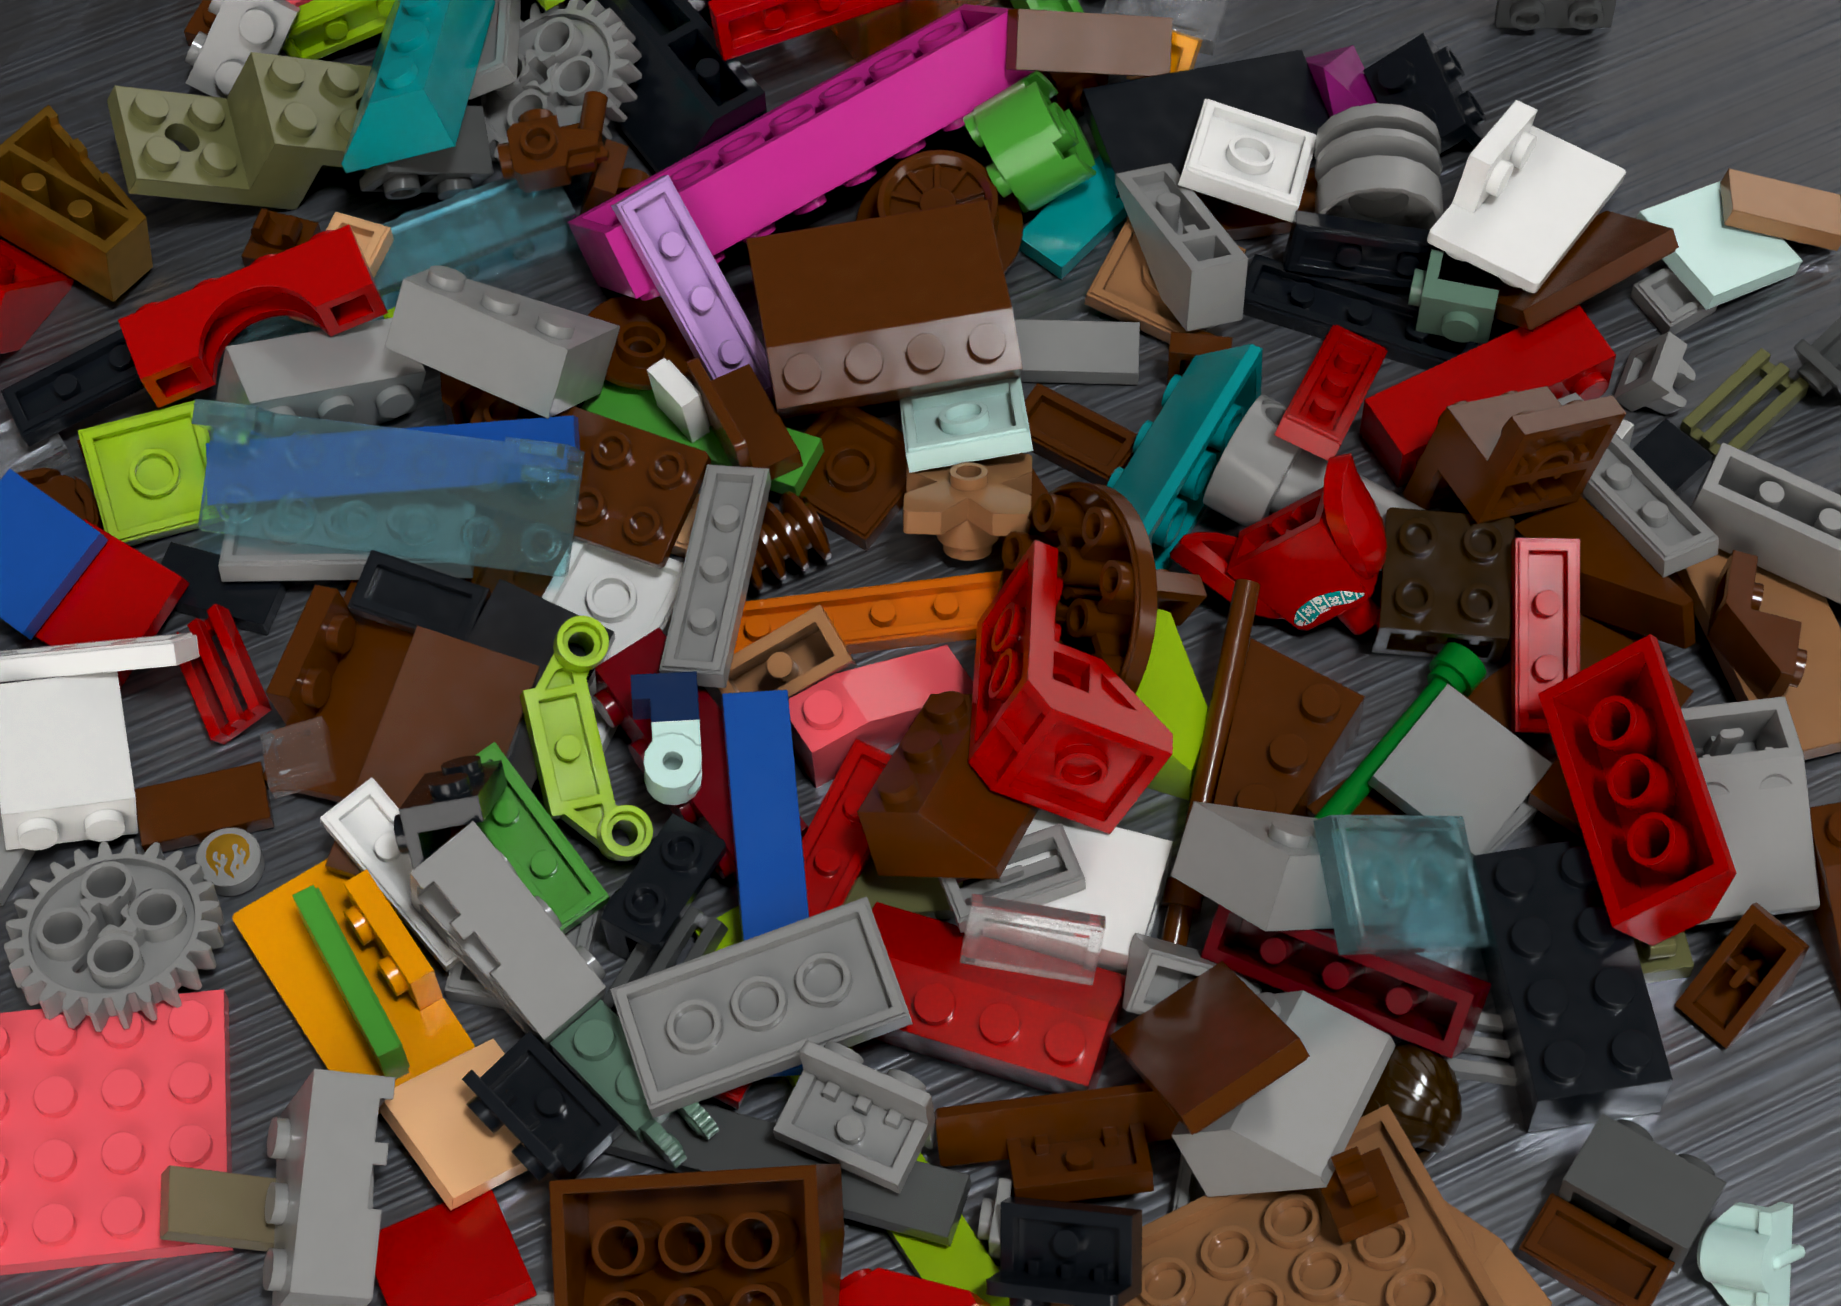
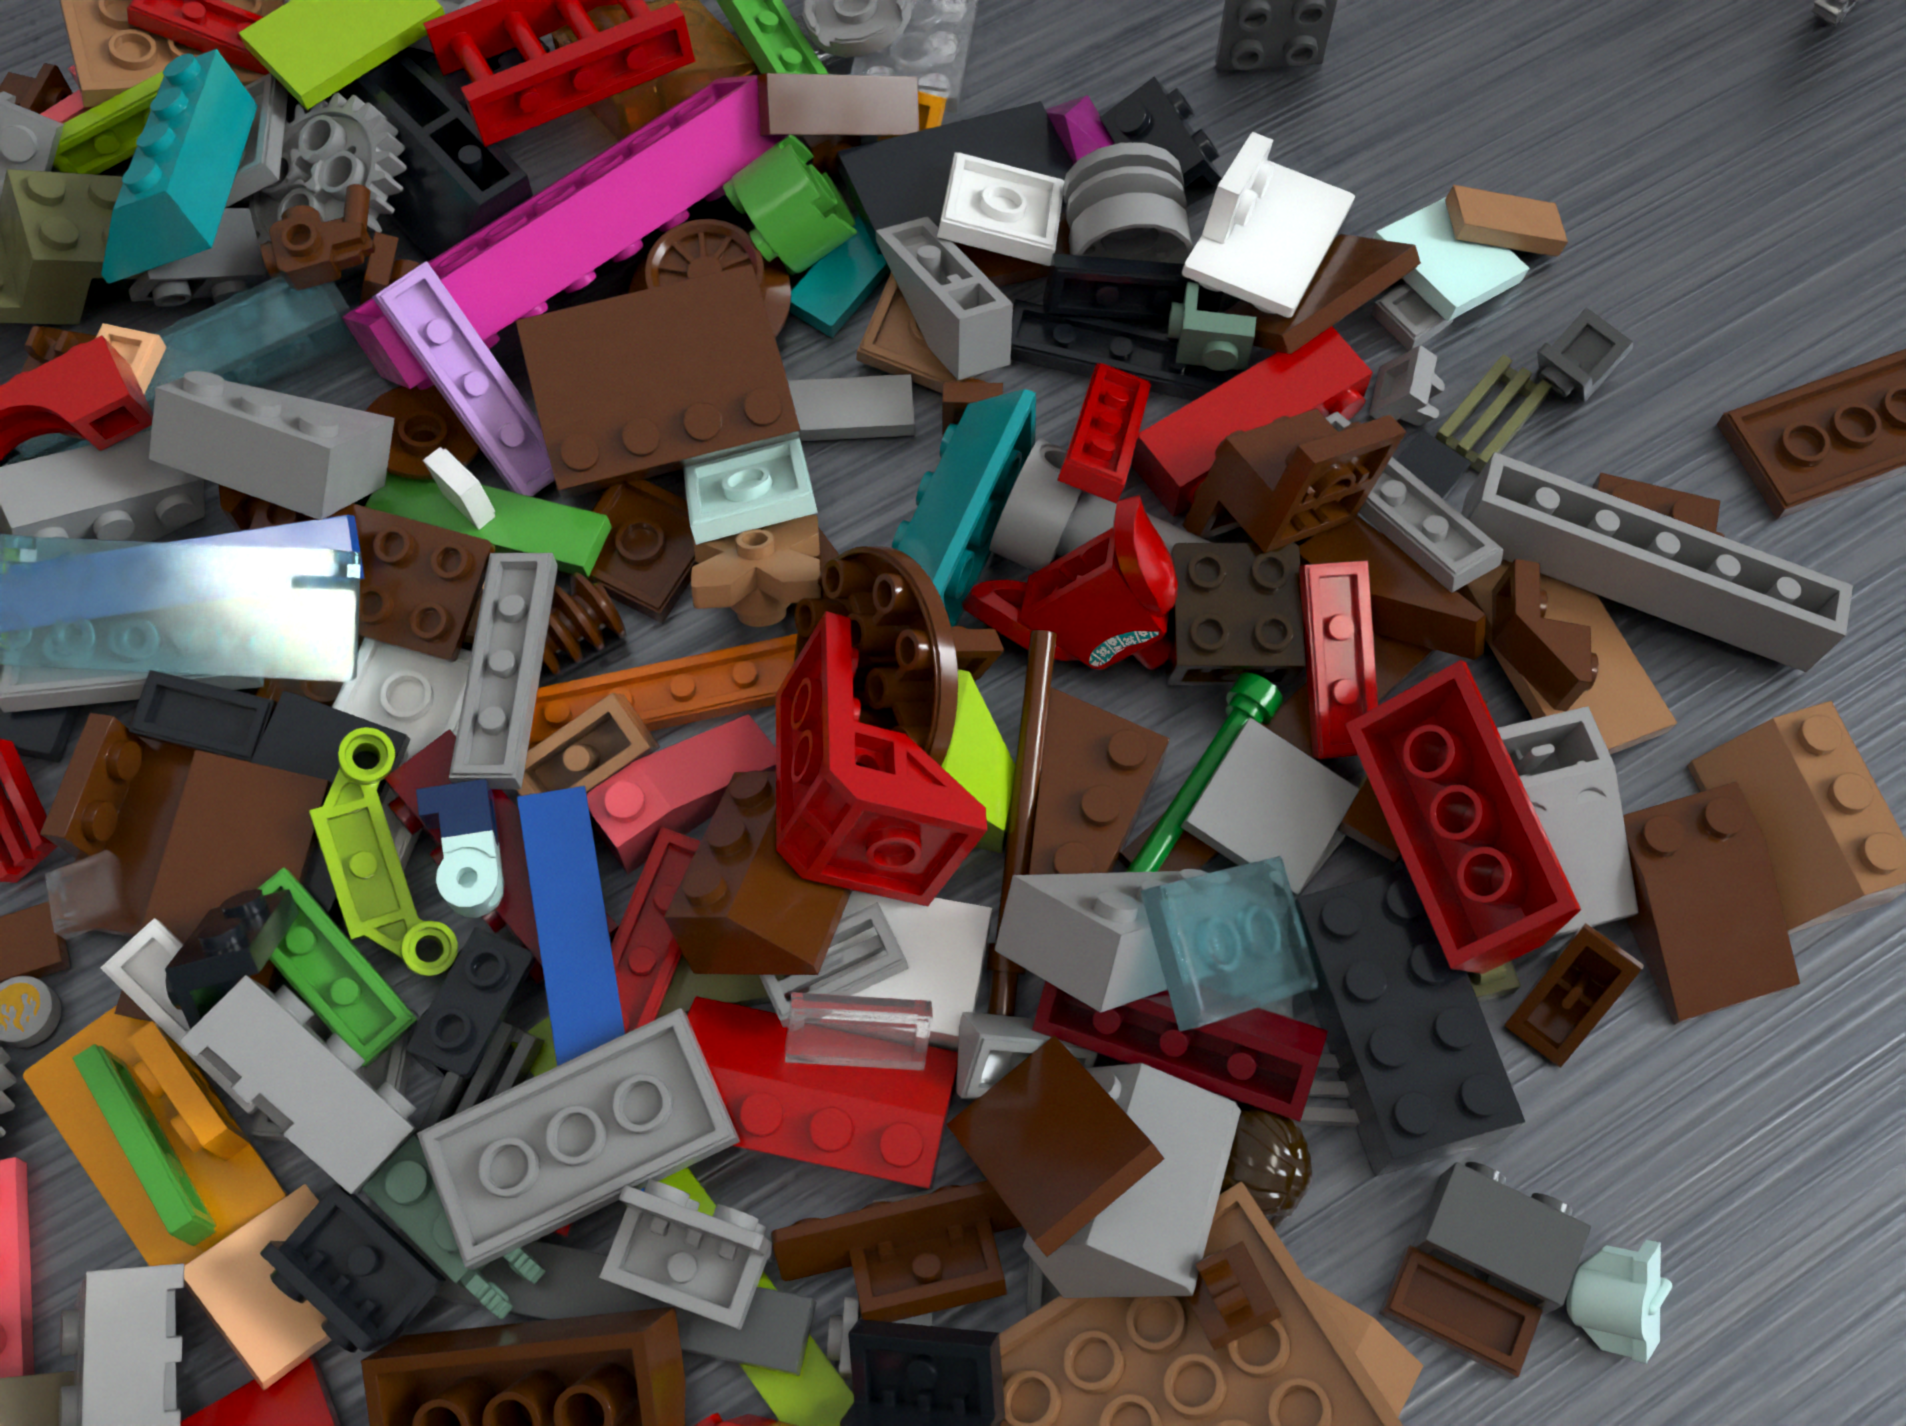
camera: 10 degrees left, 5 degrees up
(745, 420) = (529, 504): reddish brown panel -> none
(1076, 436) = (860, 492): reddish brown tile -> none

